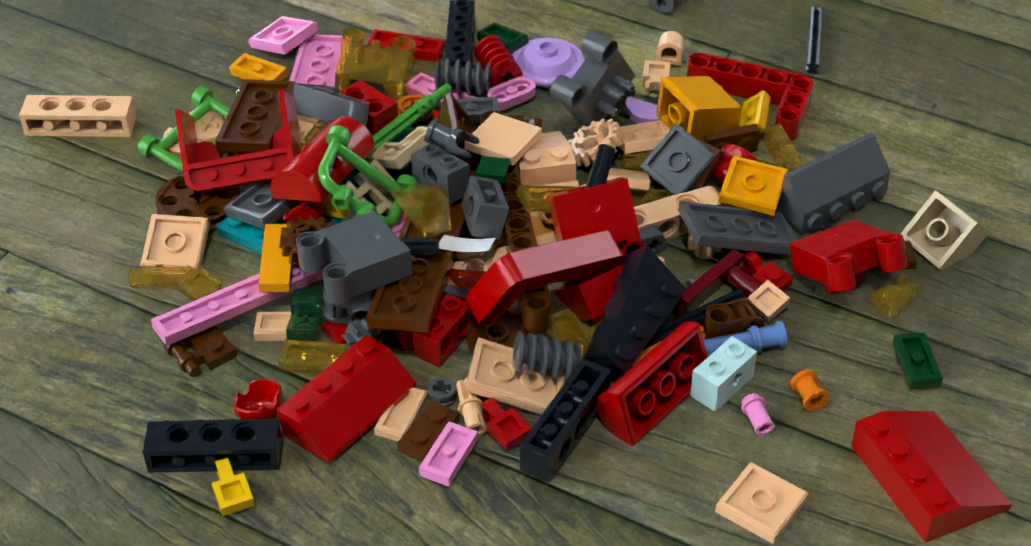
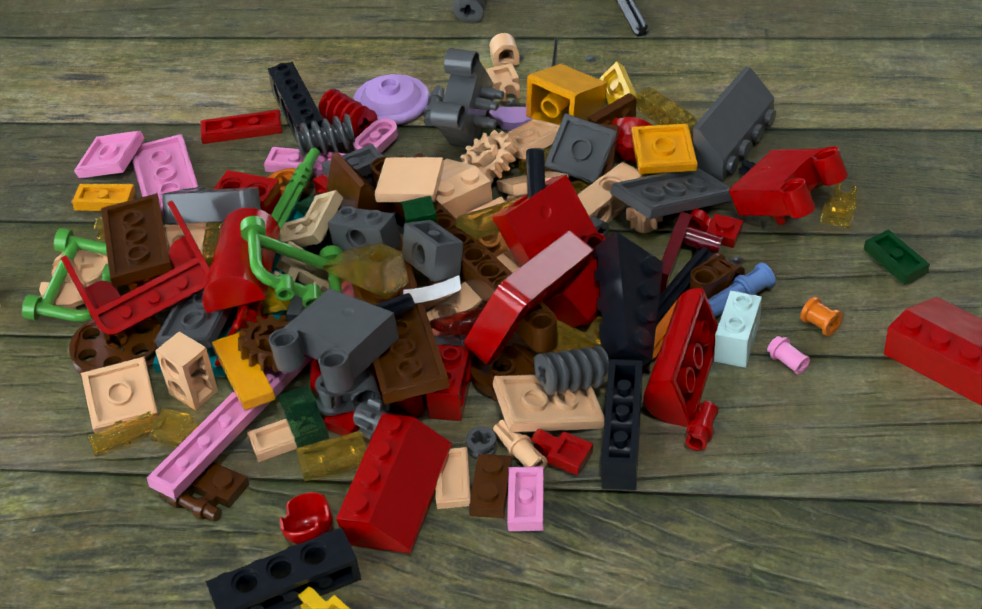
camera: 20 degrees left, 0 degrees up
(234, 242) = (187, 370): none -> light nougat brick
(377, 66) = (214, 154): clear yellow piece -> none
(449, 138) = (363, 195): dark grey piece -> none
(511, 38) = (350, 87): dark green tile -> none
(635, 450) = (701, 429): none -> red pin
(743, 79) = (595, 57): red beam -> none
(761, 502) = (840, 434): light nougat tile -> none
(769, 301) = (736, 248): light nougat plate -> none
(944, 232) = (853, 131): tan slope -> none

